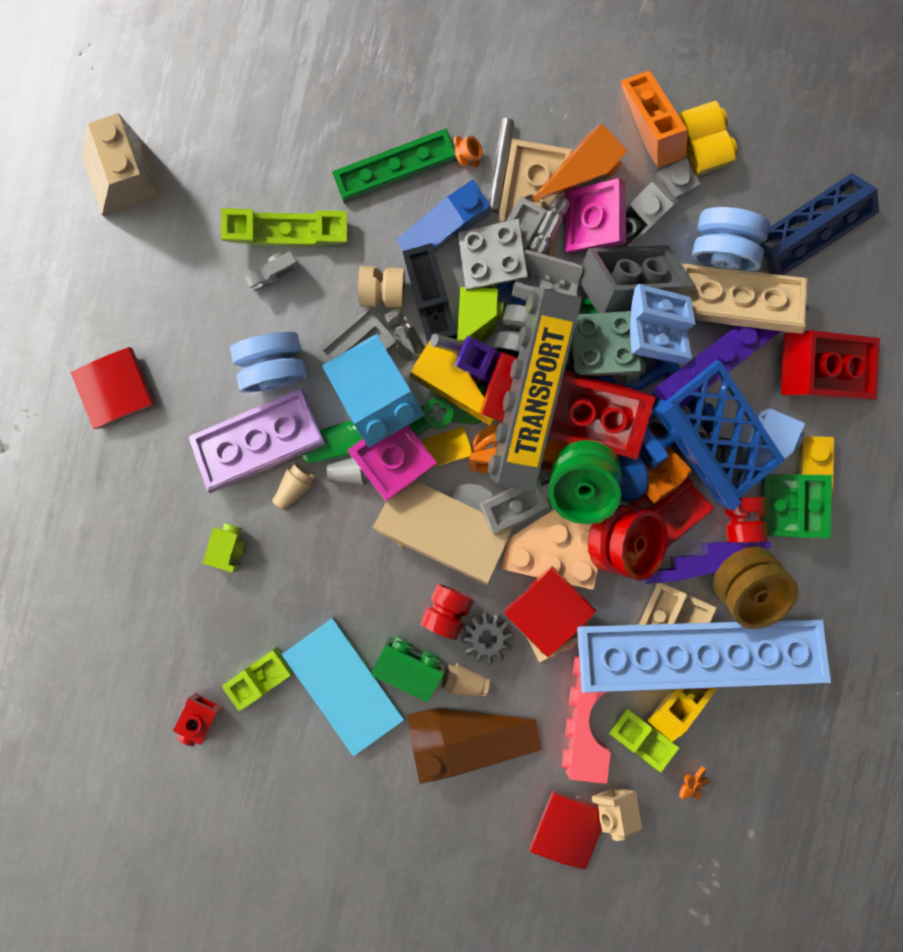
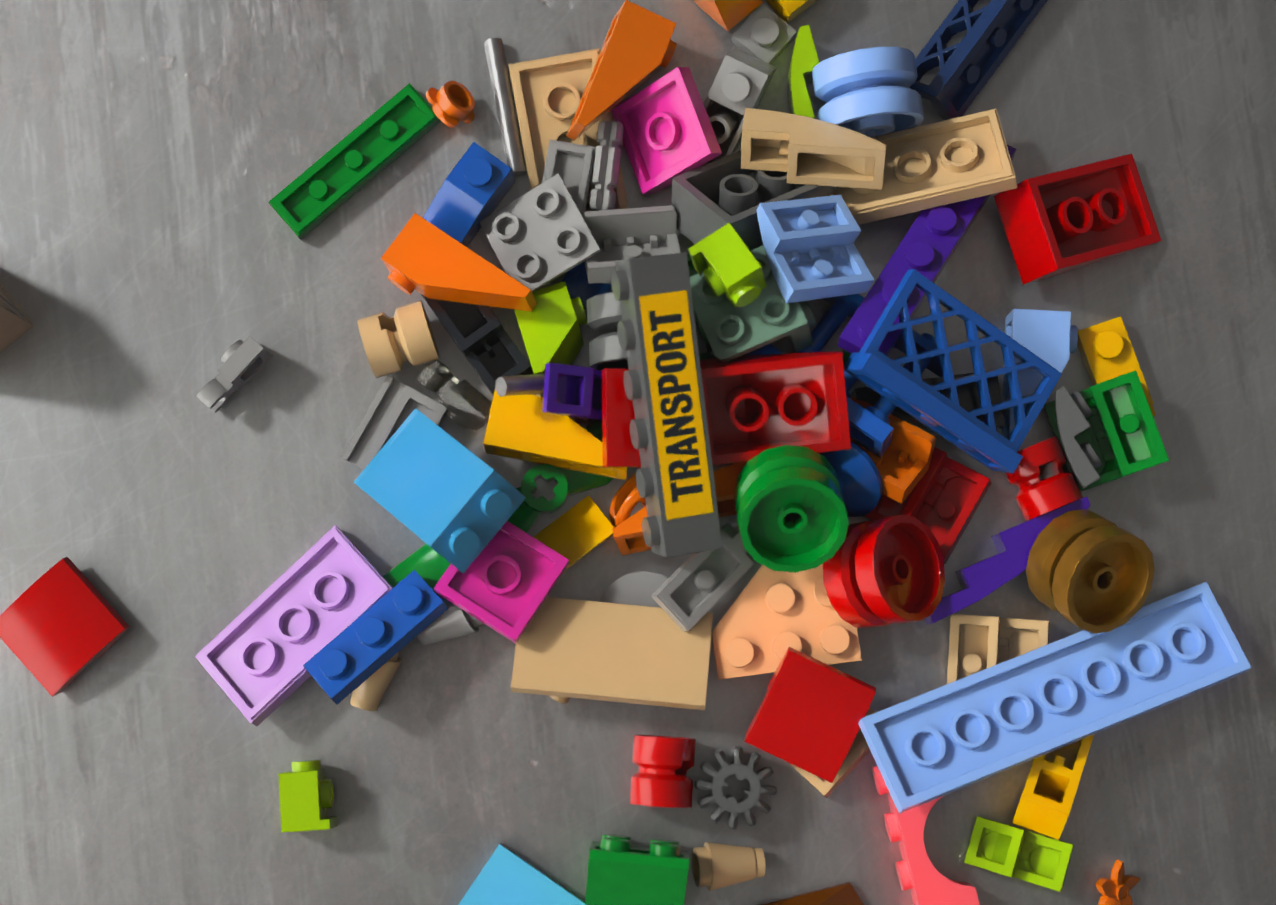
camera: 20 degrees left, 5 degrees down
(268, 362) = (275, 504): light blue wheel -> none
(283, 229) = (228, 307): lime slope -> none
(301, 466) = (375, 637): none -> blue plate
(428, 255) = (446, 270): none -> orange slope
(604, 316) = (728, 266): none -> lime brick
(682, 262) = (811, 150): none -> tan slope
(692, 212) = (800, 73): none -> lime slope
(779, 490) = (1071, 422): none -> dark grey slope

